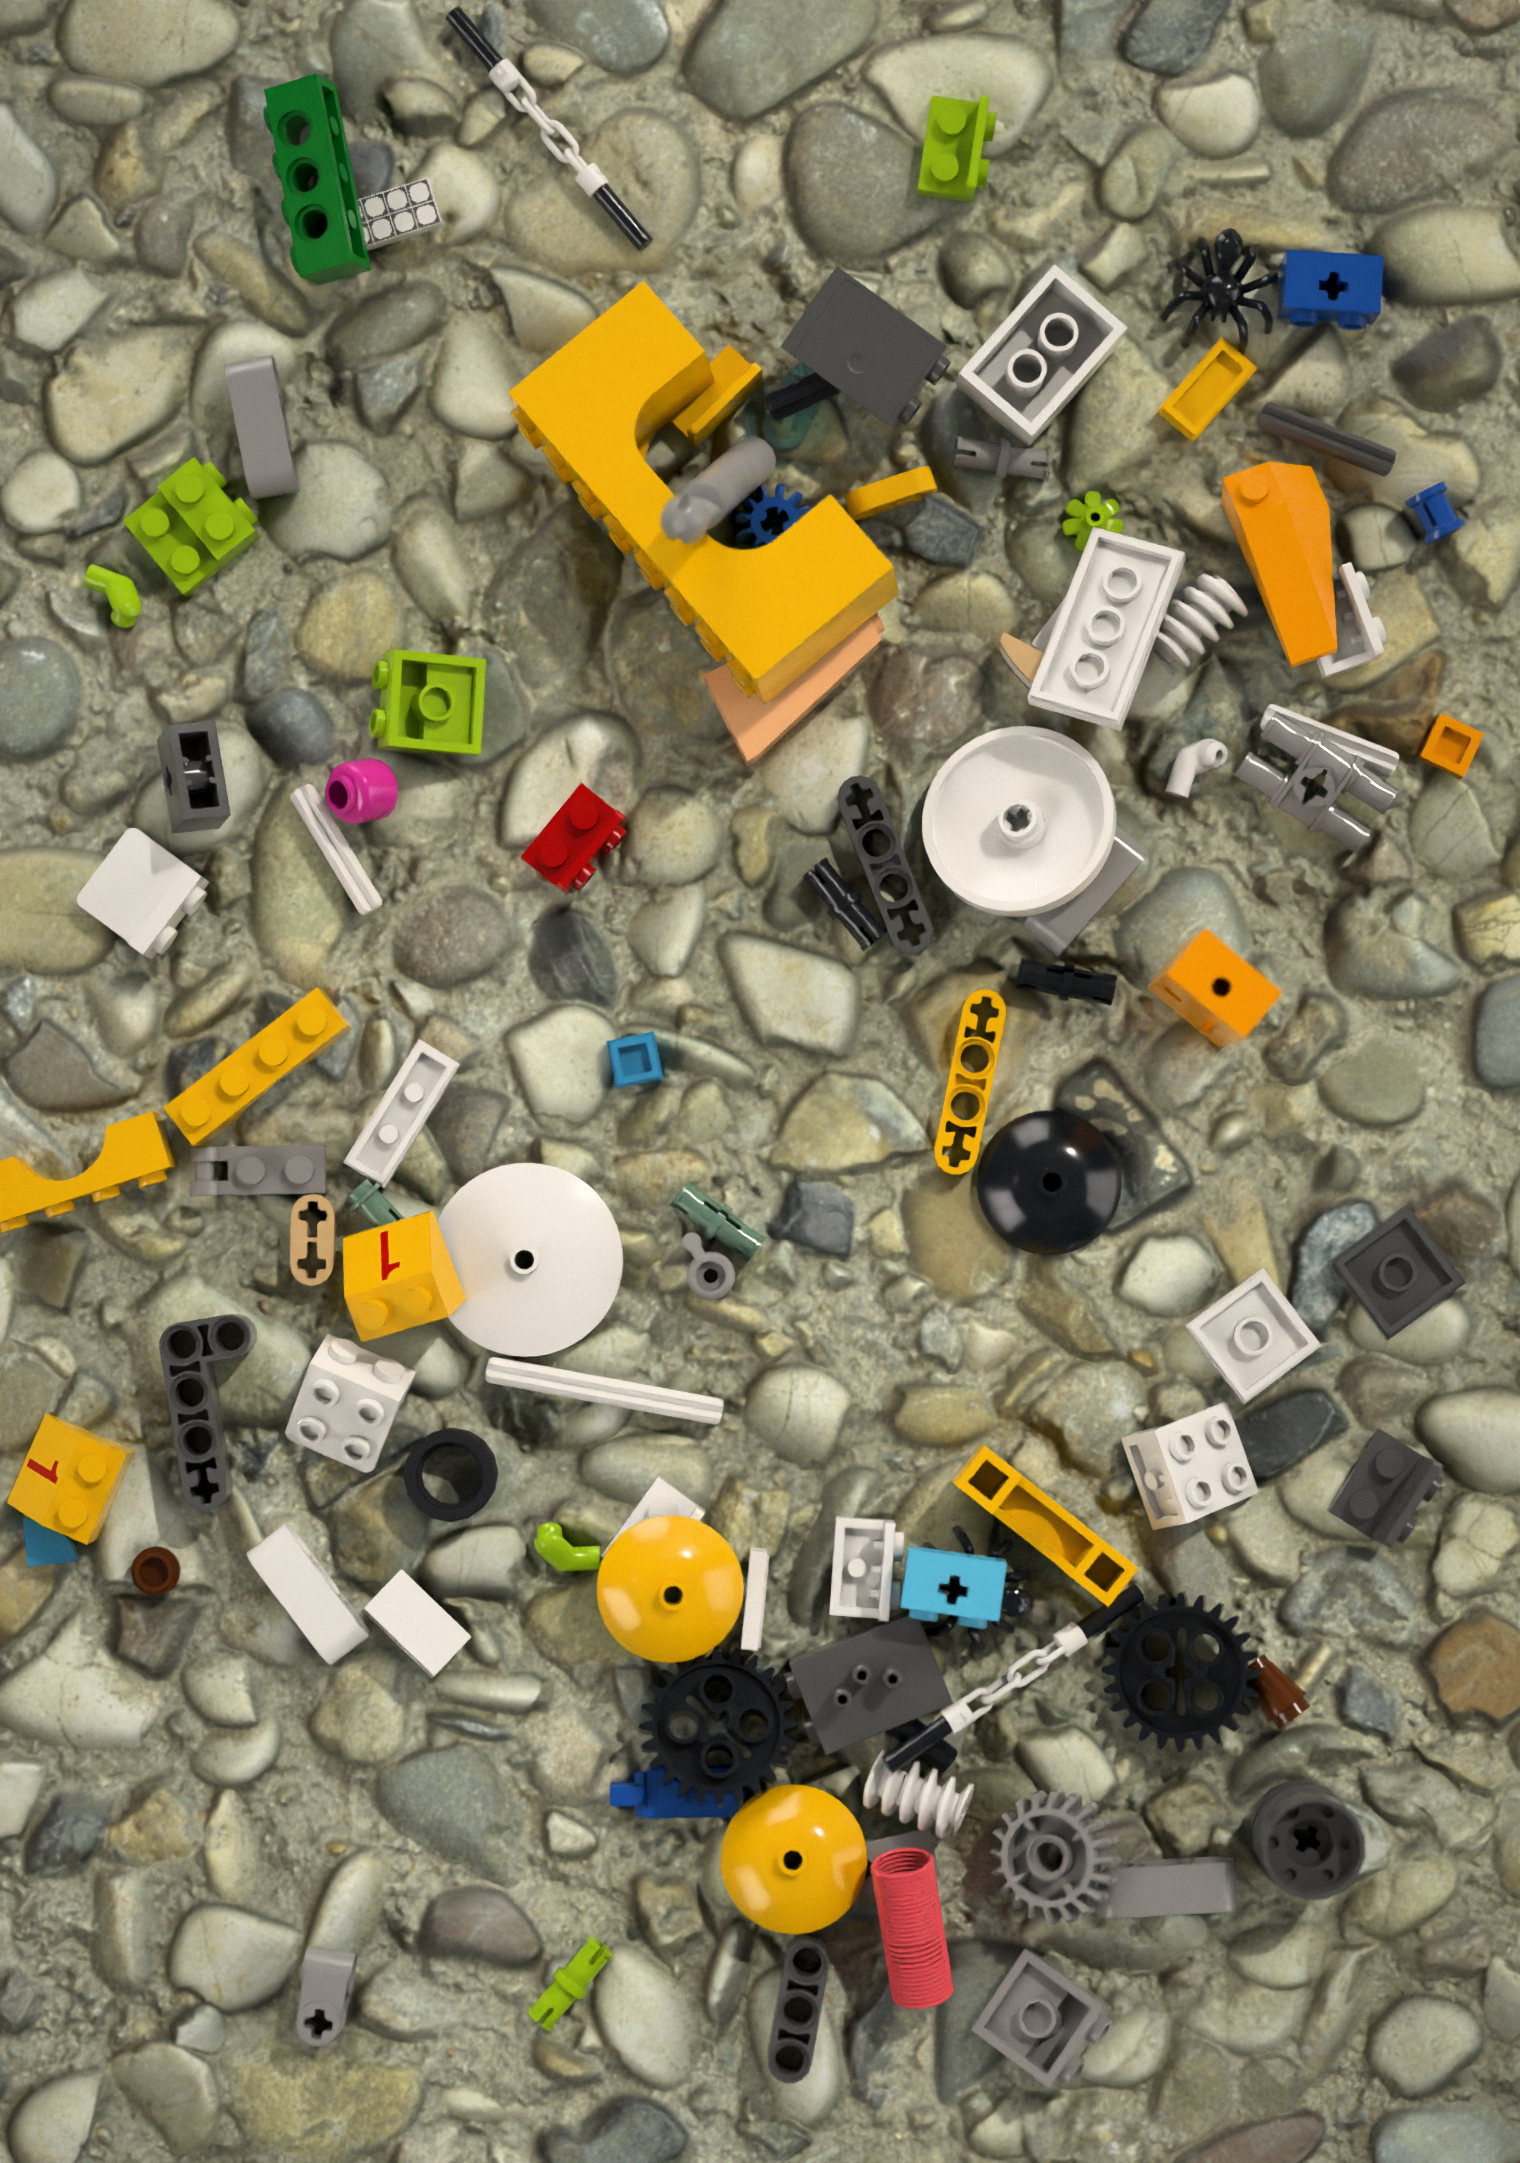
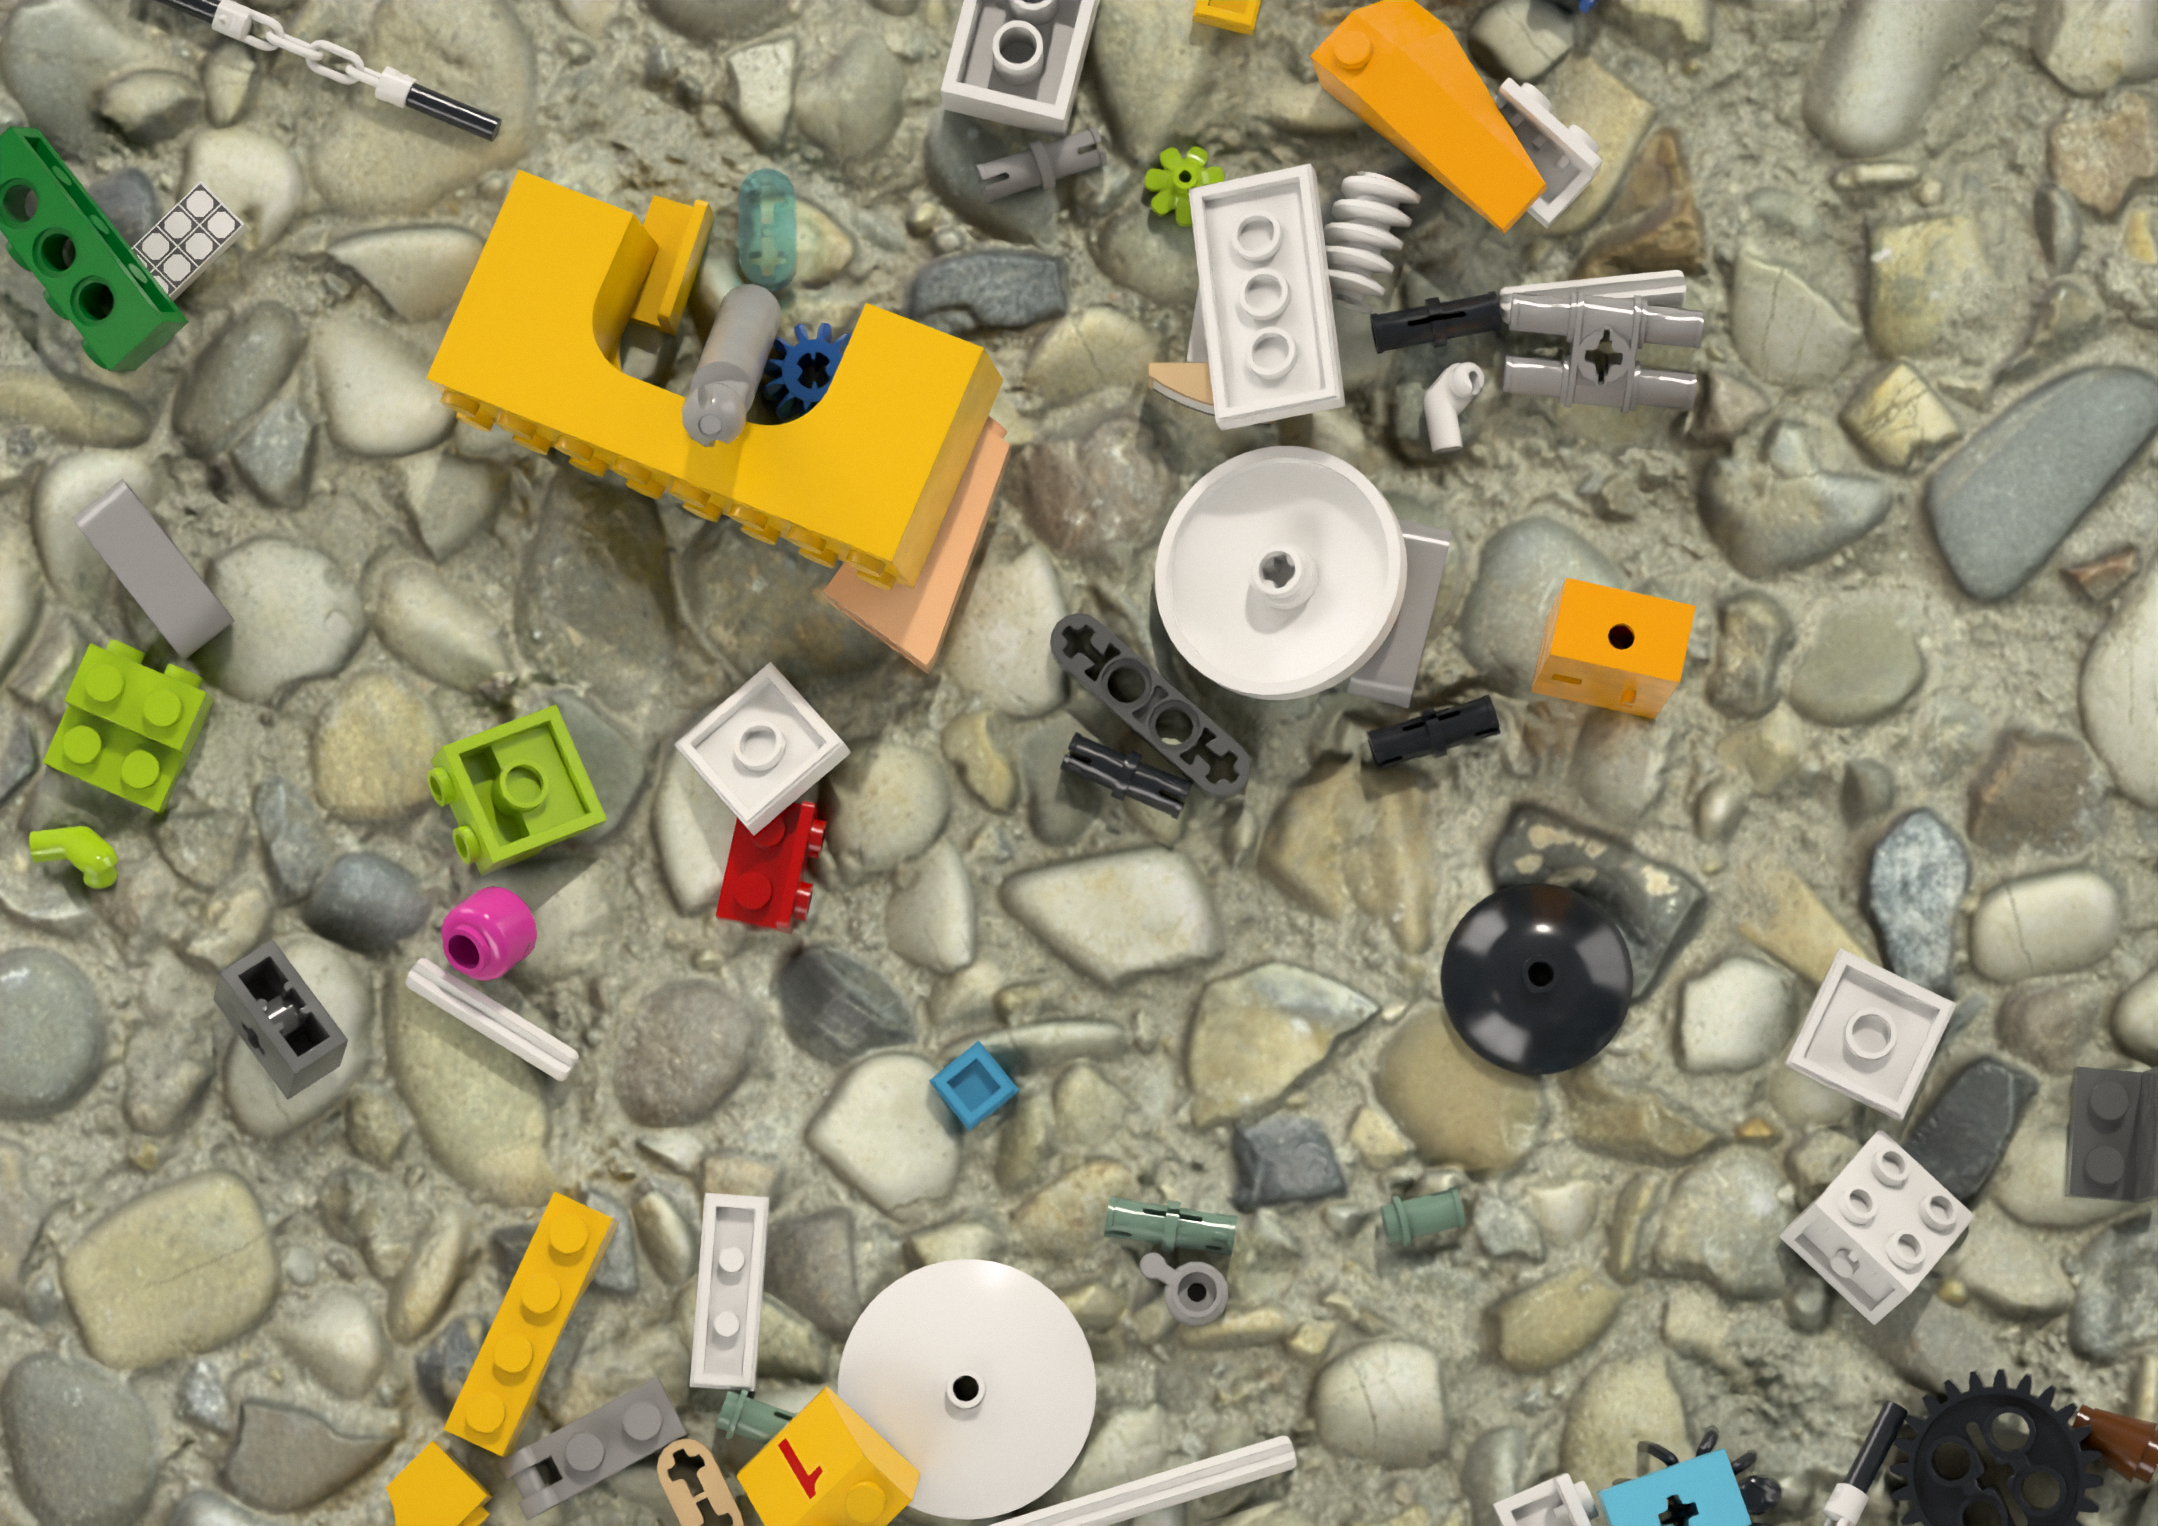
camera: 25 degrees left, 5 degrees down
(142, 893) = (288, 1188): white bracket -> none
(609, 760) = (762, 748): none -> white plate
(862, 350) = (813, 122): dark grey piece -> none
(889, 1301) = (1422, 1215): none -> sand green pin
(890, 493) = (932, 269): yellow beam -> none
(964, 1081) = (1374, 910): yellow beam -> none
(1044, 1524) = (1744, 1383): yellow arch -> none
(1212, 704) = (1436, 322): none -> black pin
(1396, 1272) = (1998, 873): dark grey tile -> none
(1450, 746) = (1735, 230): light orange tile -> none

